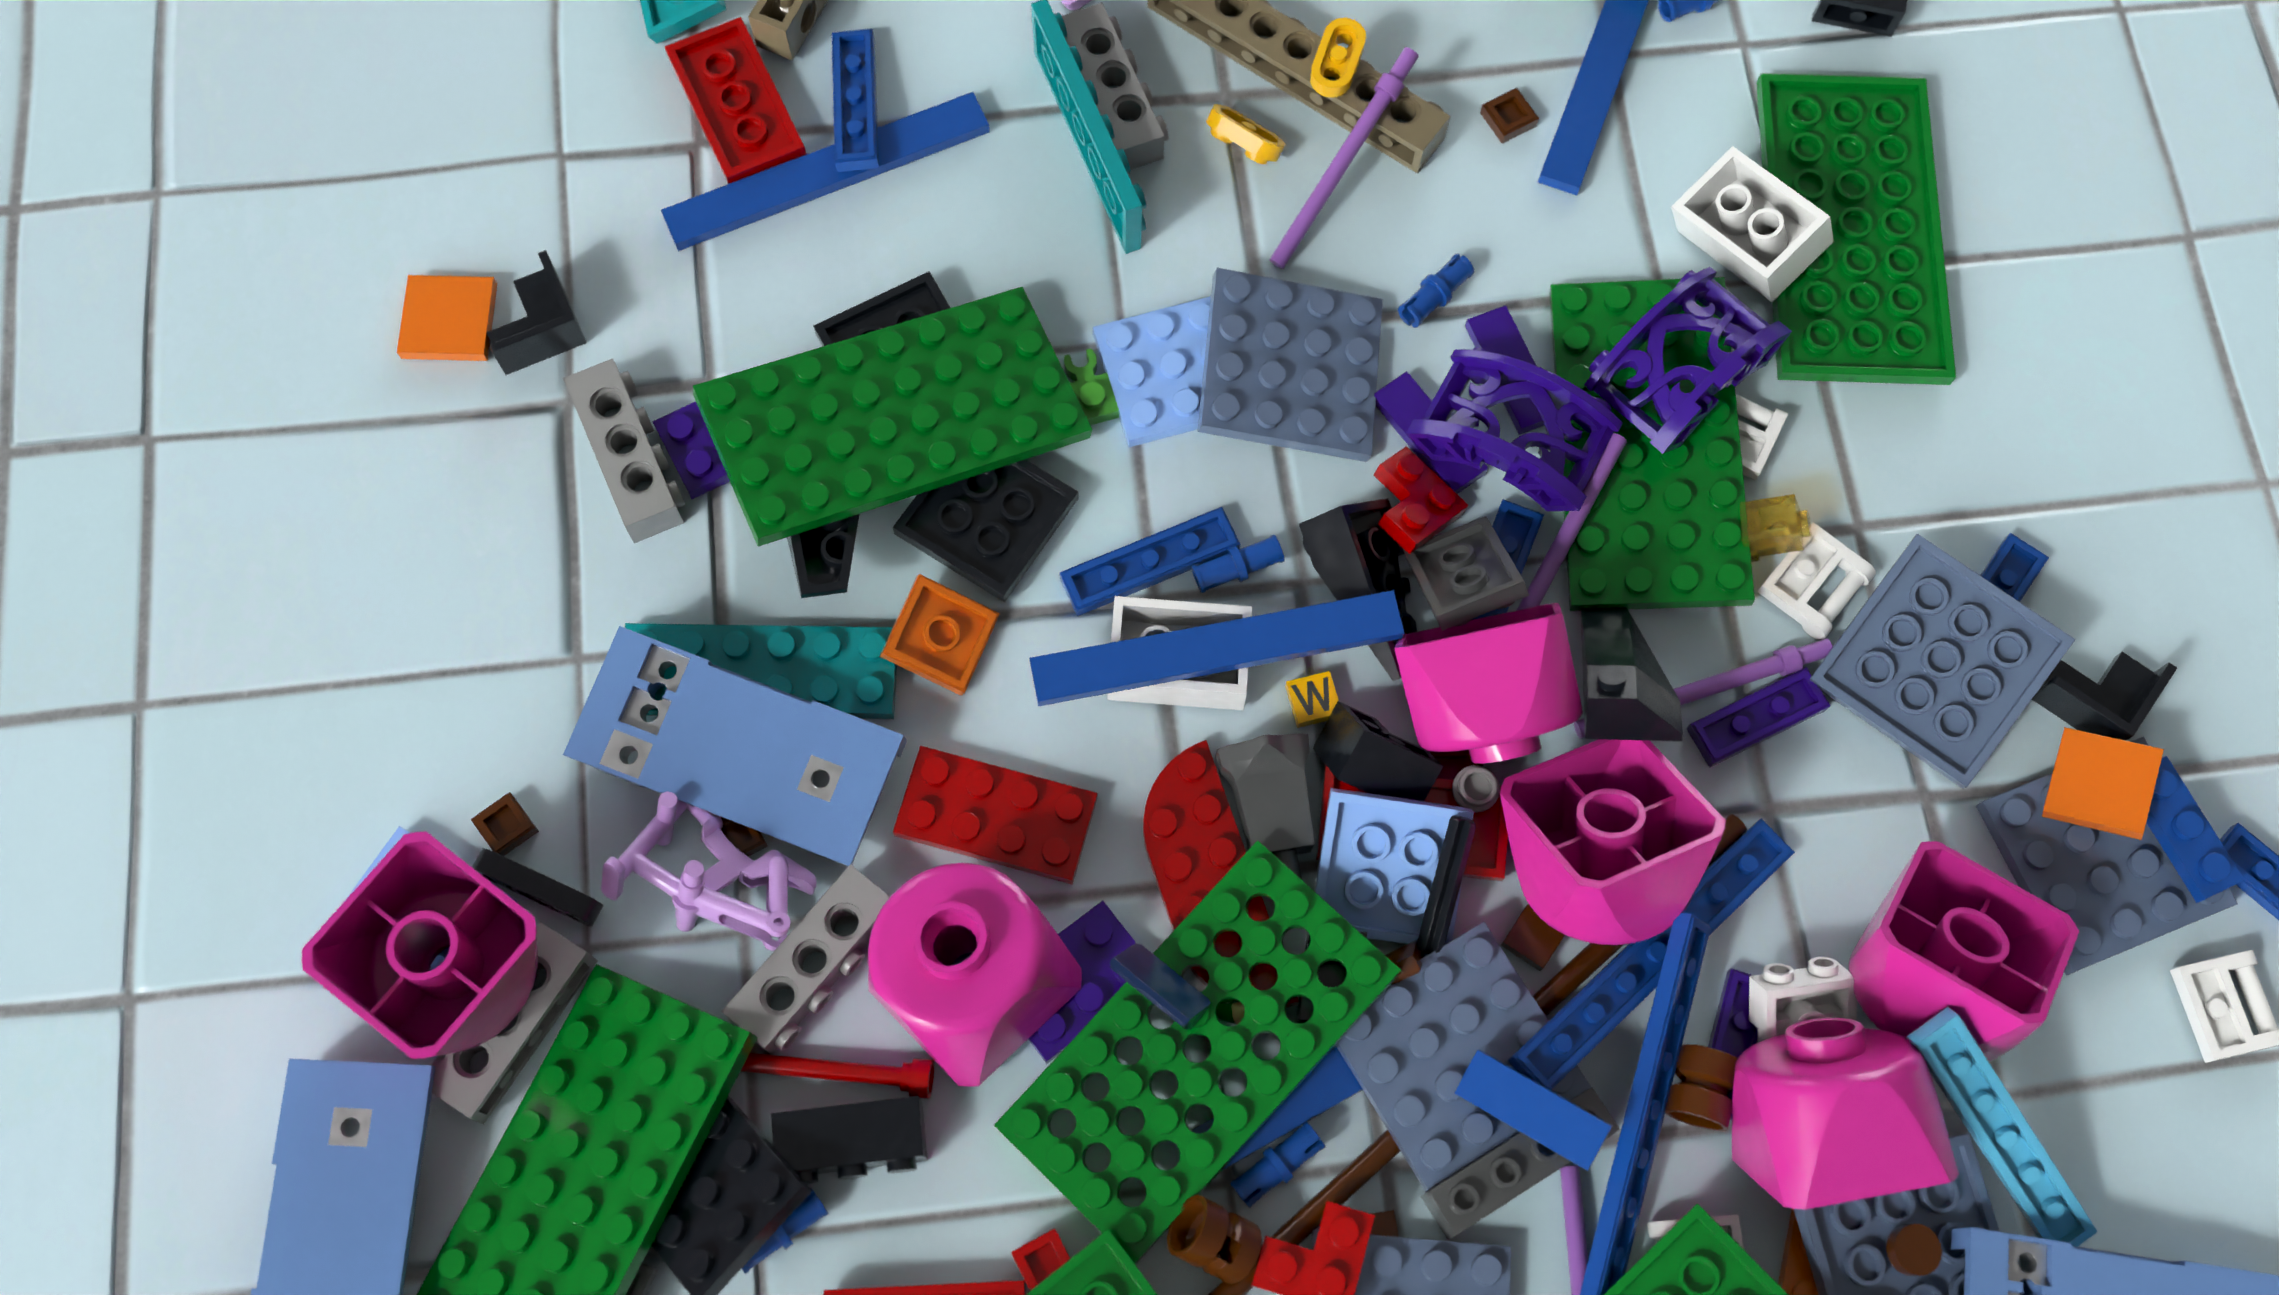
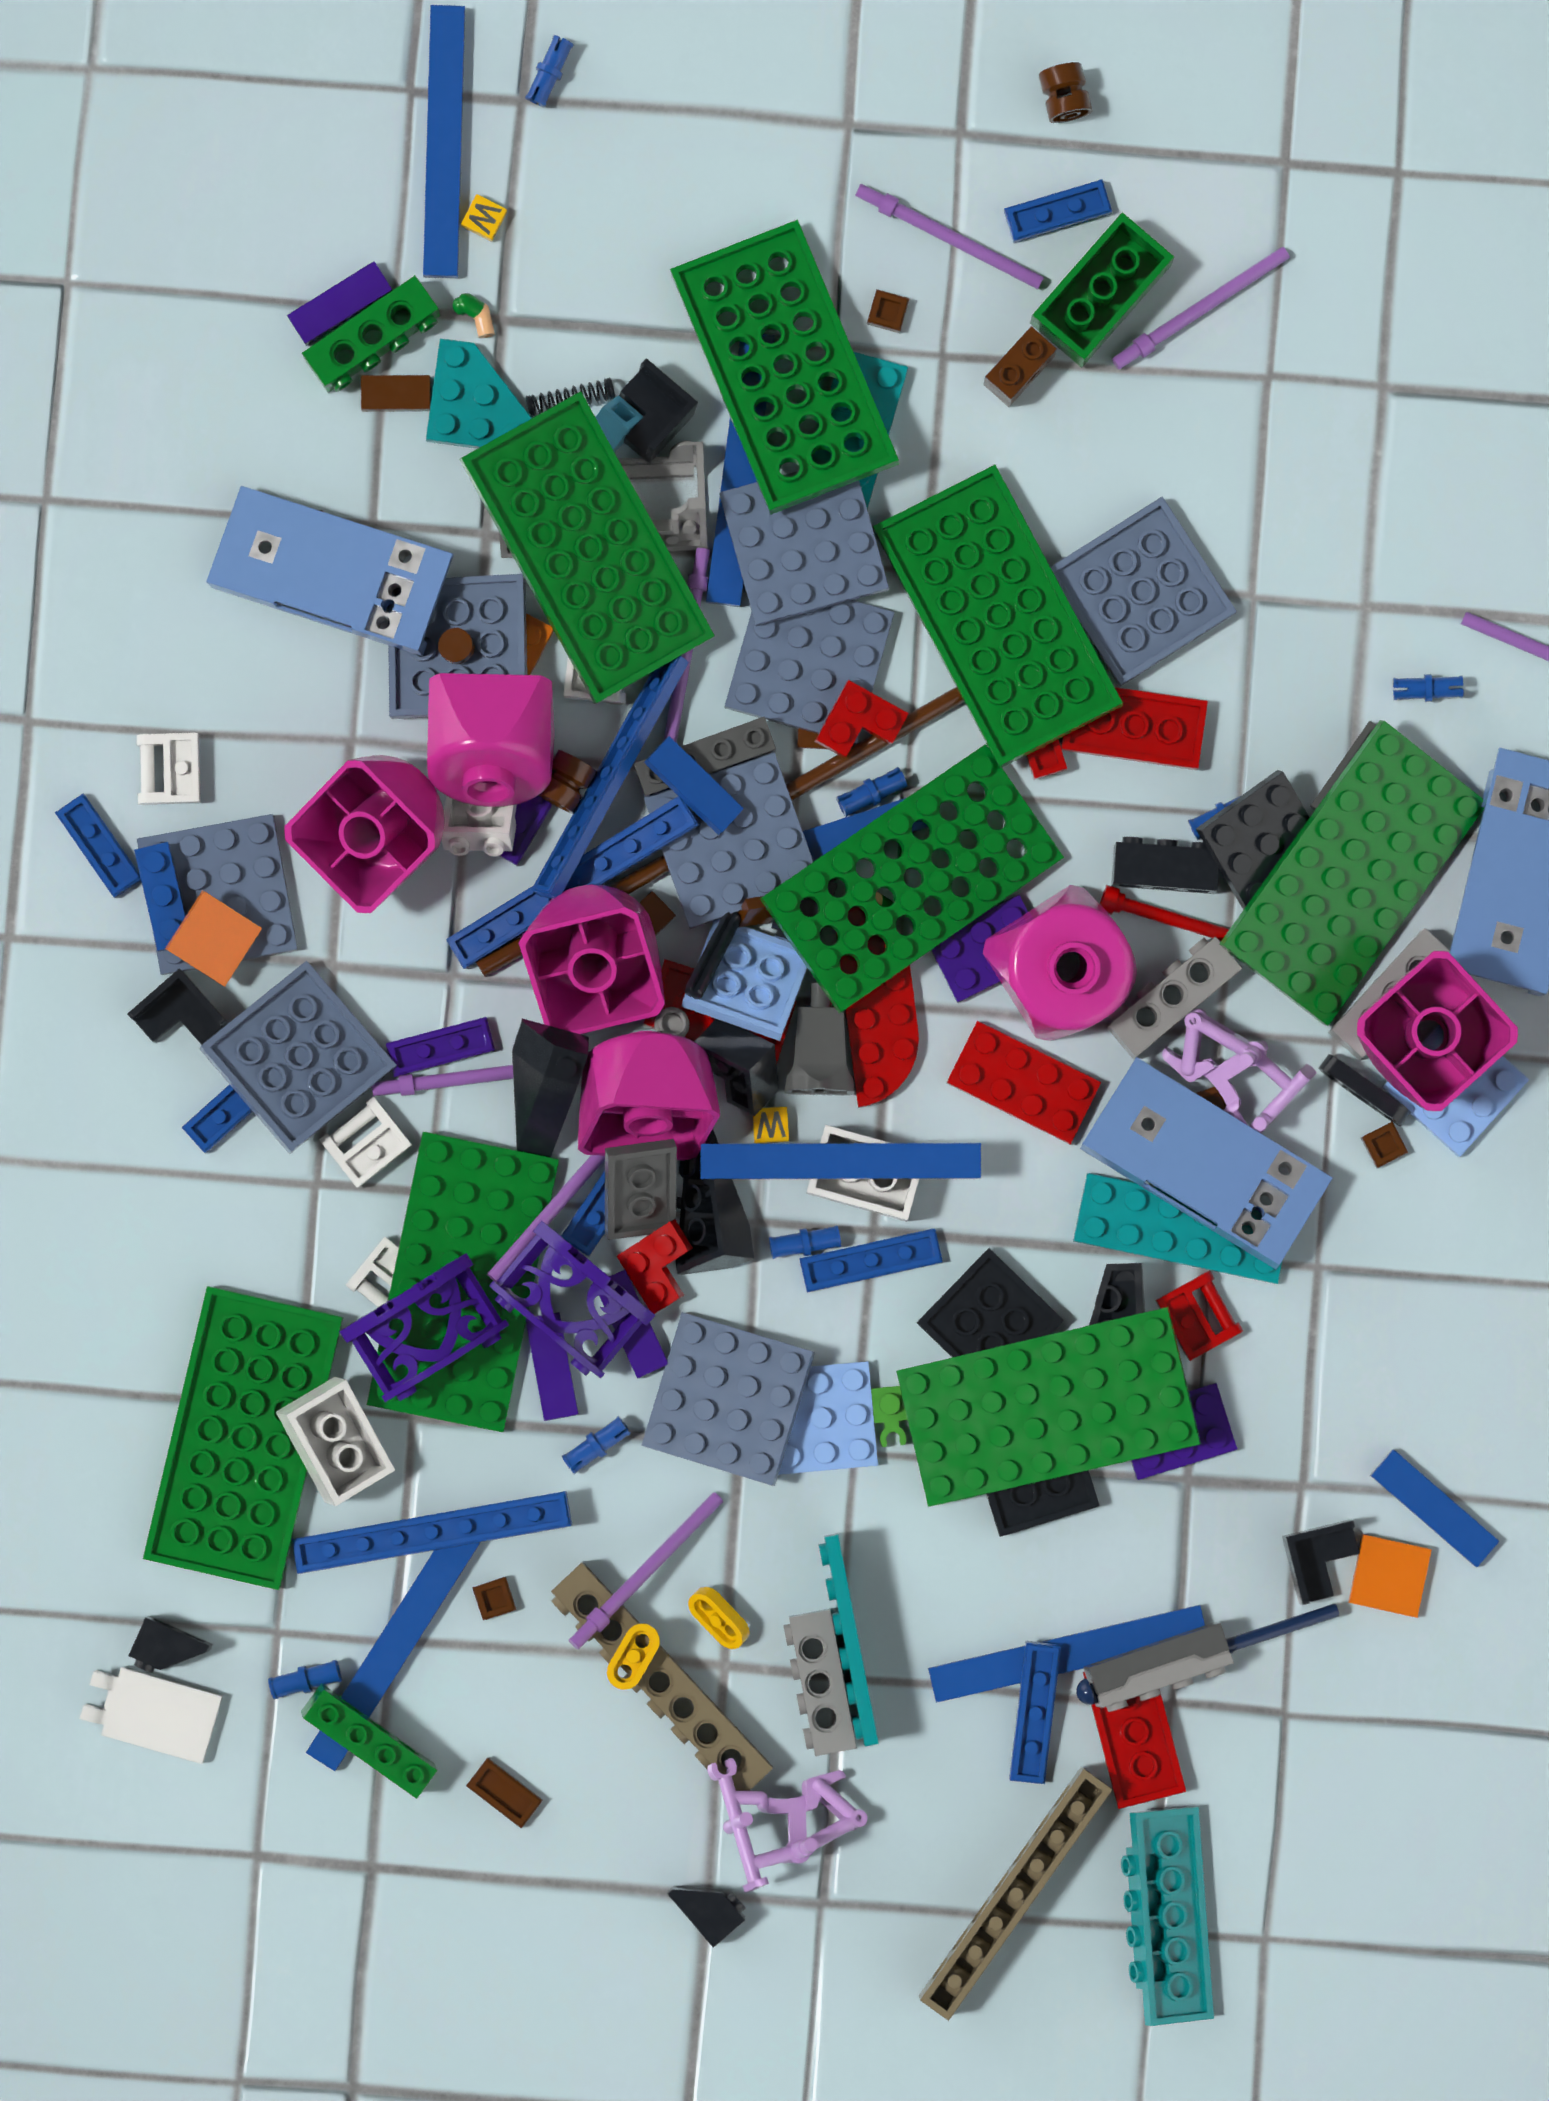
camera: 170 degrees left, 15 degrees up
(399, 401) = (1434, 1508): none -> blue tile
(593, 394) = (1284, 1476): light grey brick -> none
(692, 168) = (1178, 1660): none -> piece
(732, 556) = (1189, 1322): none -> red plate
(939, 634) = (1042, 1227): orange tile -> none
(1161, 985) = (932, 920): dark blue slope -> none
(1214, 1239) = (927, 747): reddish brown wheel -> none
(1600, 162) = (432, 1532): none -> blue tile
(1774, 526) = (401, 1188): clear yellow brick -> none
(2000, 1130) = (378, 706): medium azure plate -> none

